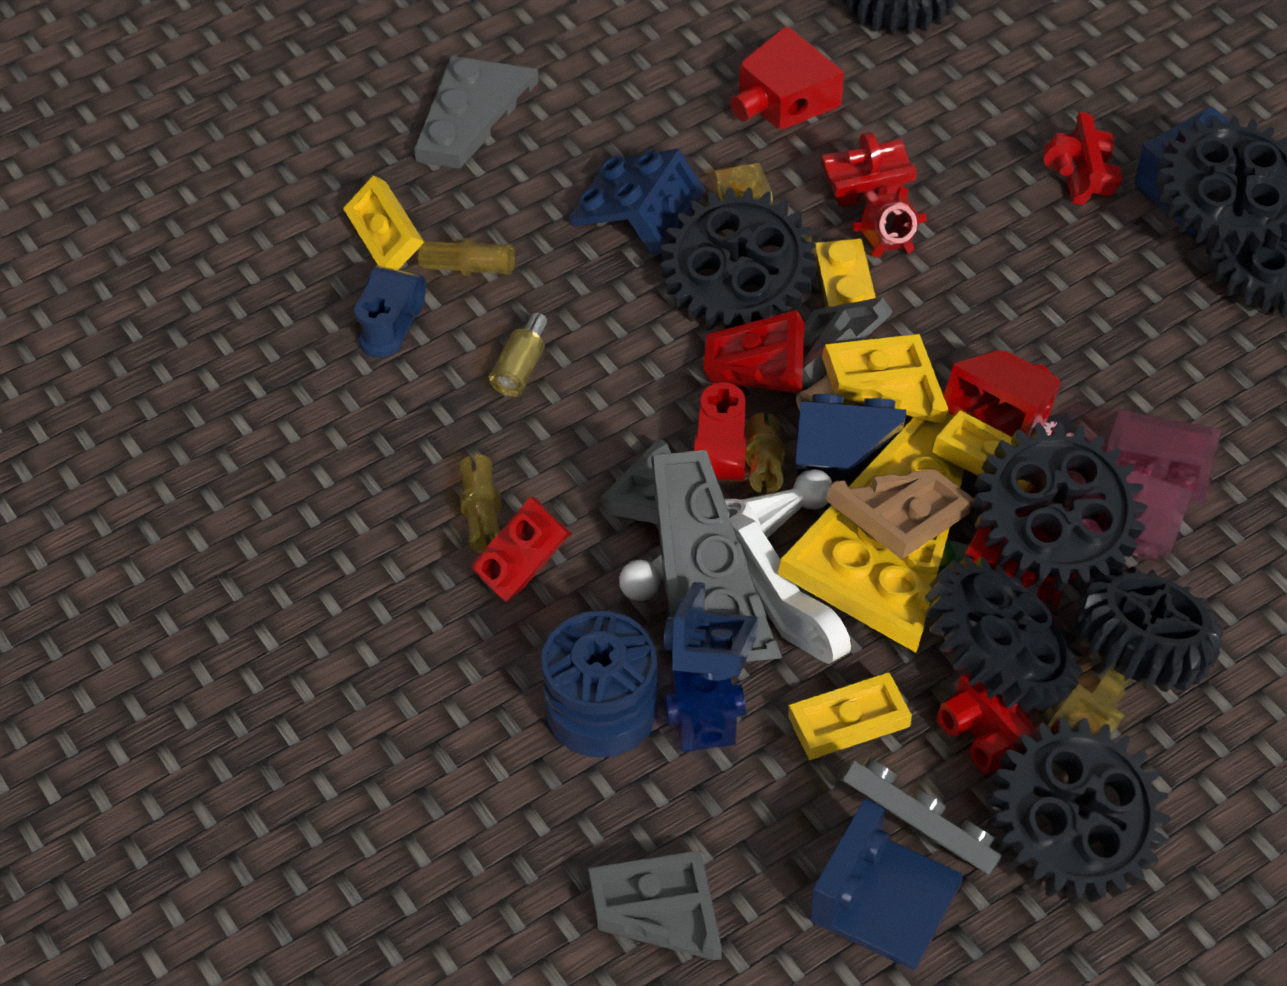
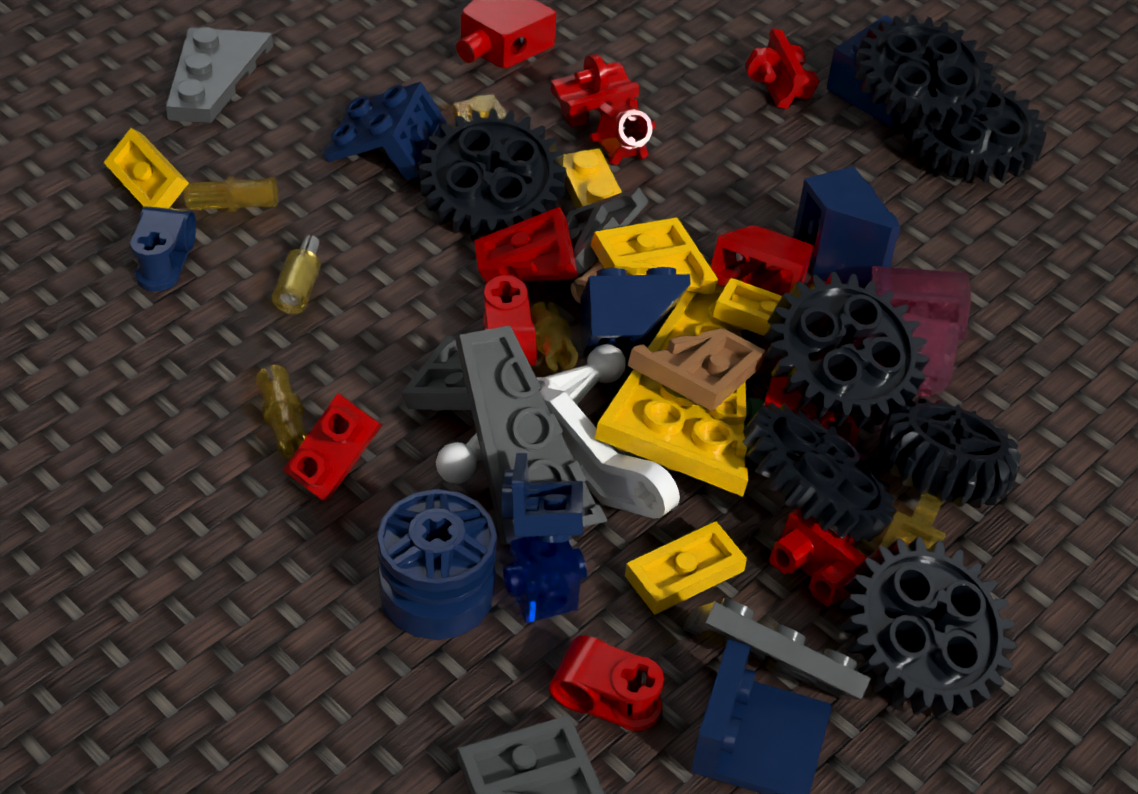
camera: 15 degrees left, 5 degrees down
(744, 823) = (607, 679): none -> red piece
(1099, 363) = (845, 226): none -> dark blue slope

